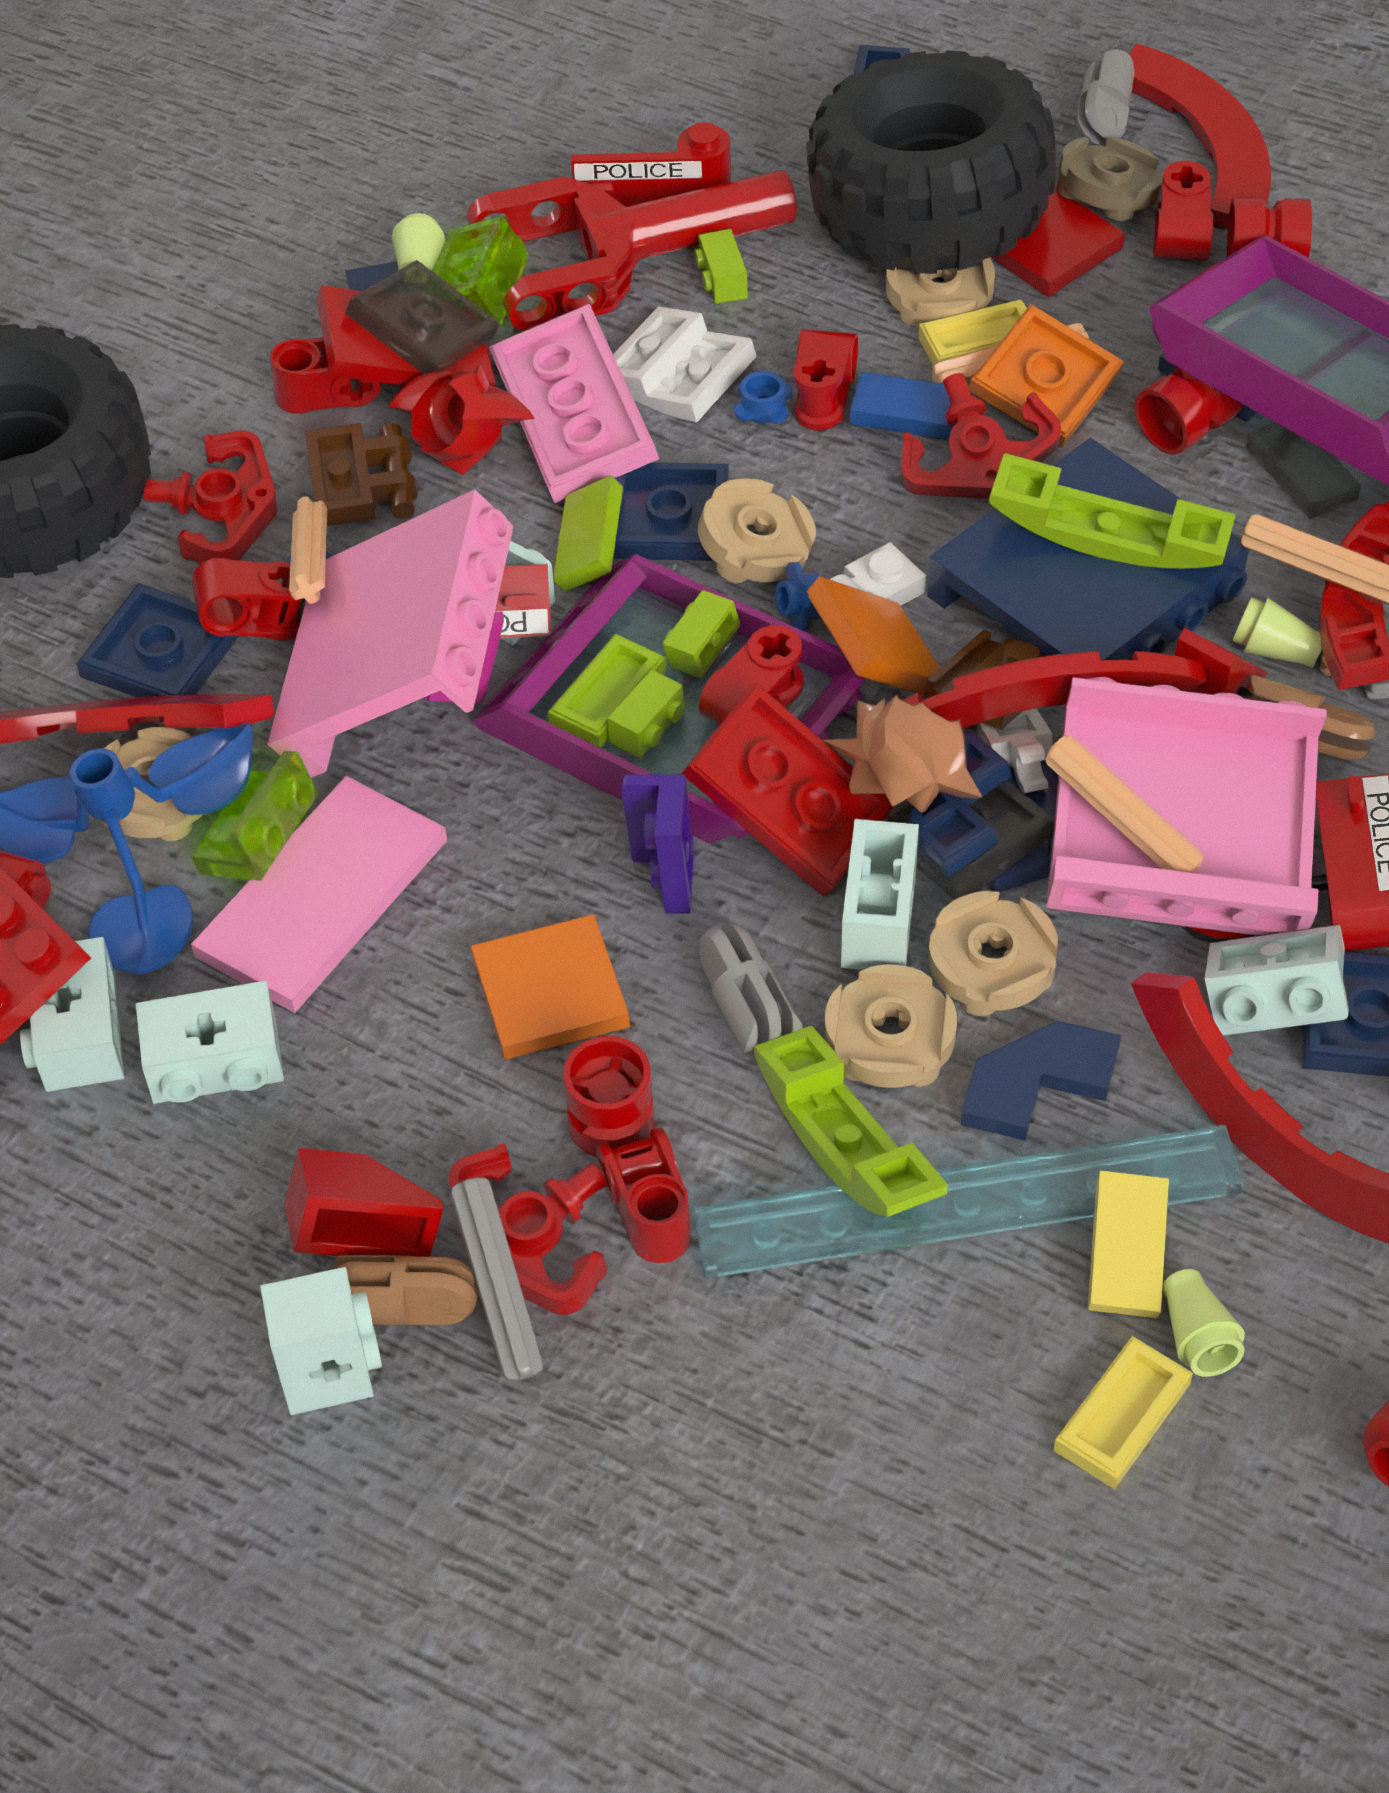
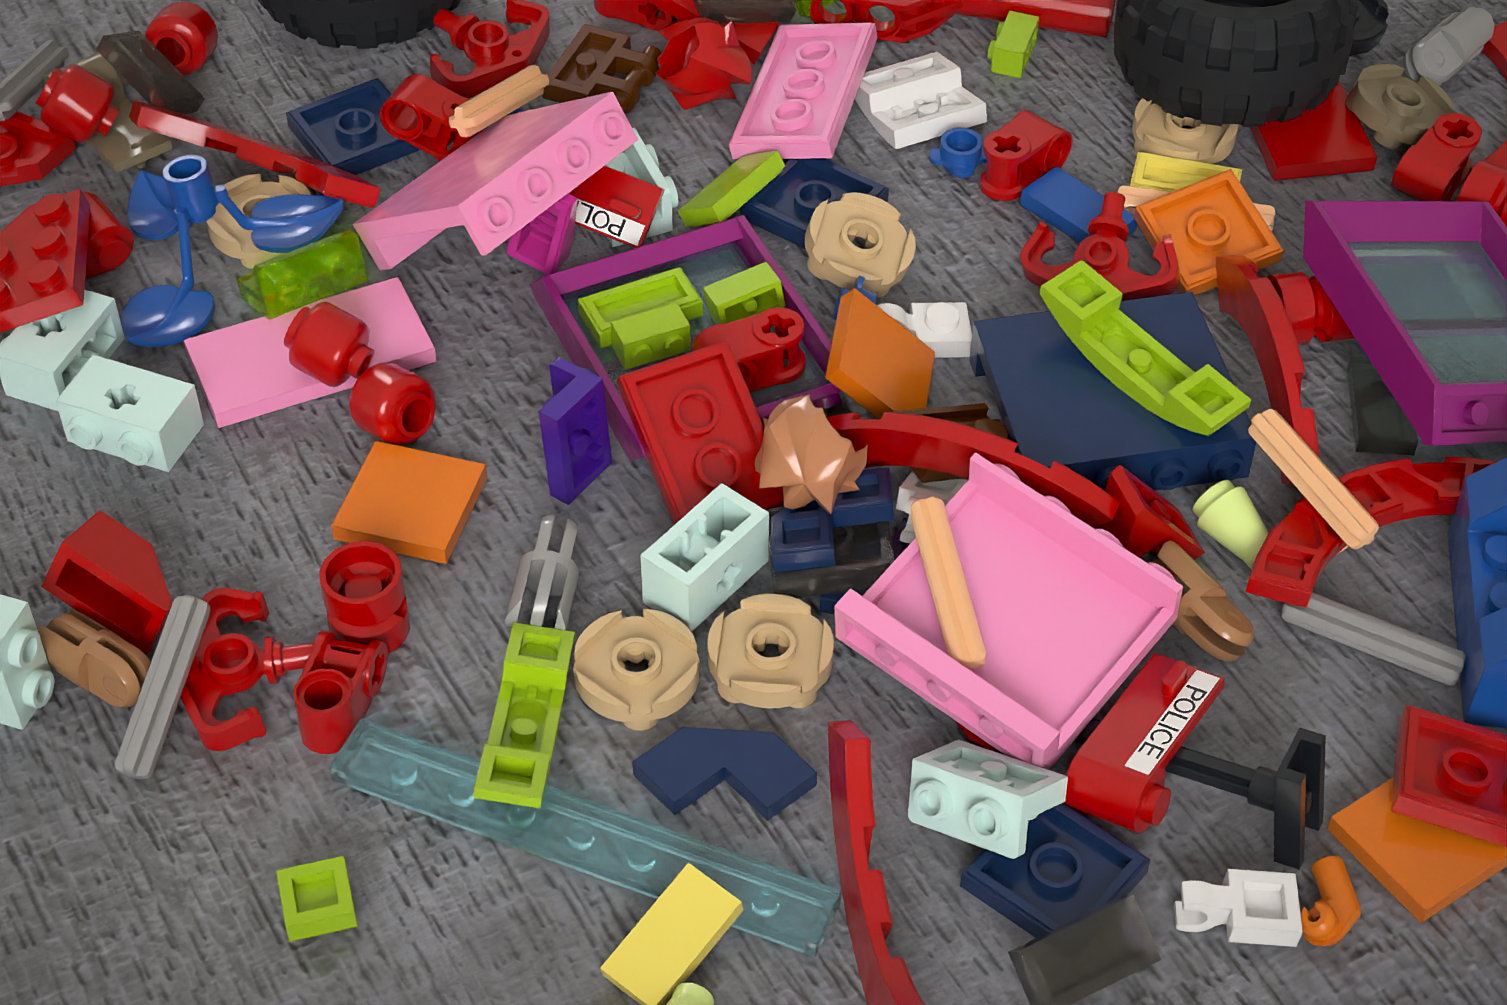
camera: 30 degrees right, 5 degrees down
(360, 874) = (328, 344): none -> red head
(460, 901) = (392, 404): none -> red head
(798, 1386) = (316, 898): none -> lime plate
(1194, 444) = (1266, 323): none -> red tile

